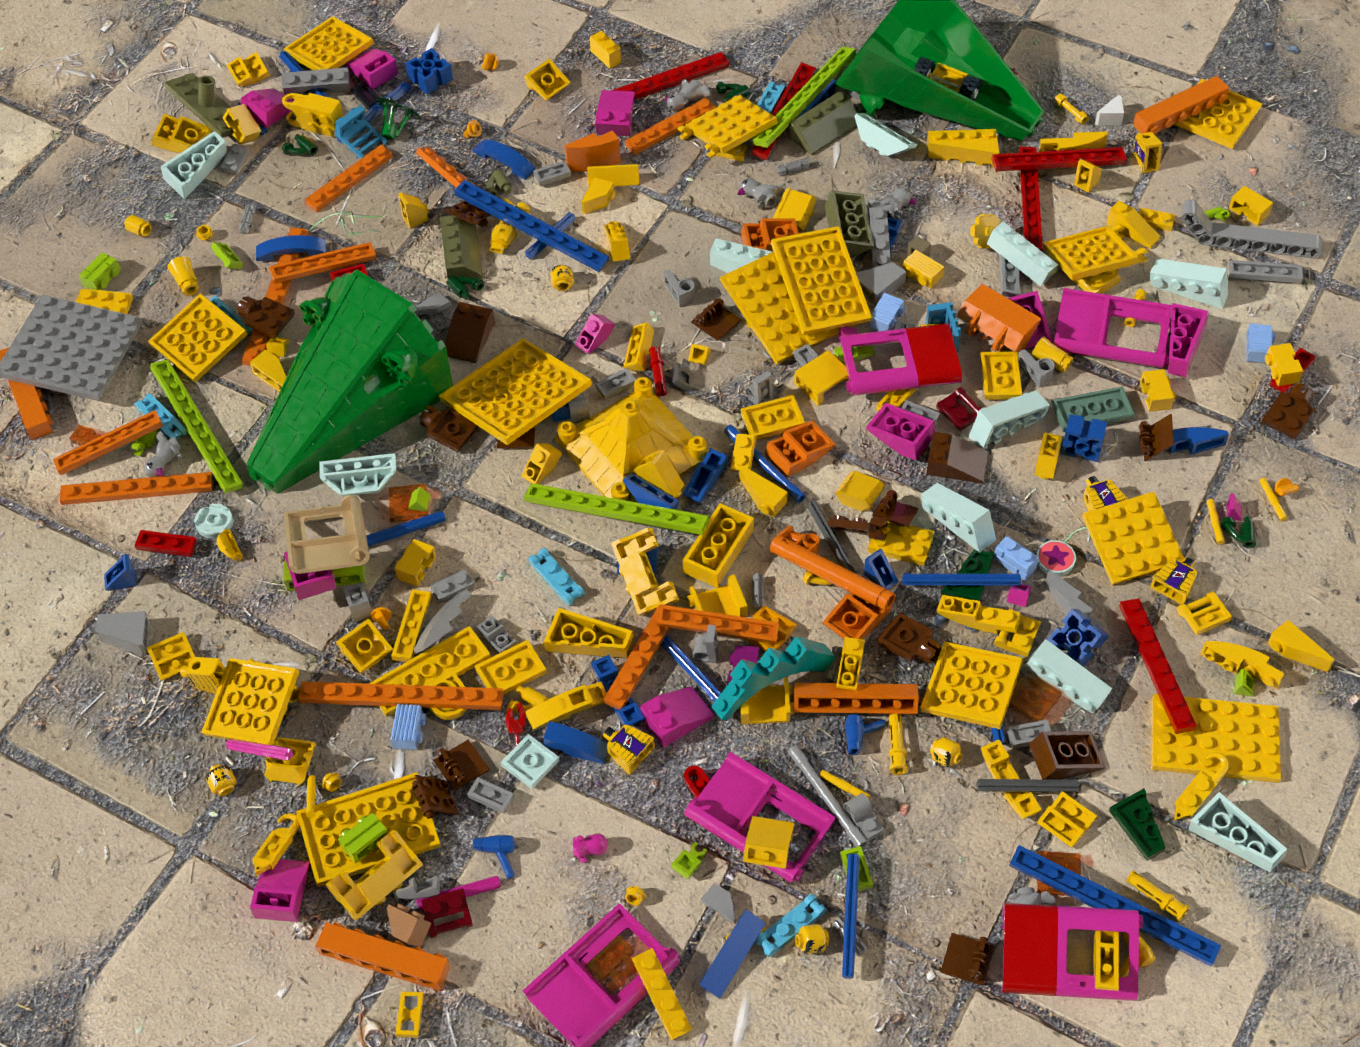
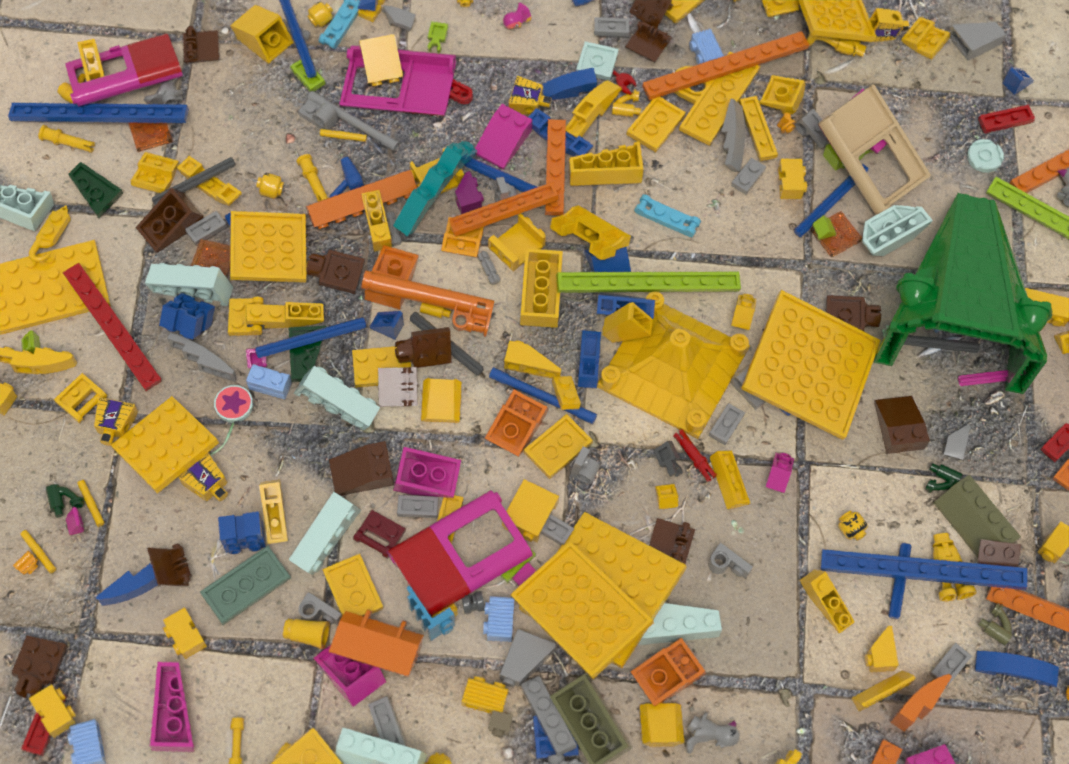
camera: 150 degrees right, 10 degrees up
(228, 545) = (956, 136): yellow plate -> none
(496, 635) = (685, 149): light grey slope -> none
(892, 942) = (262, 32): none -> yellow slope
(1086, 320) = (283, 688): dark pink piece -> none

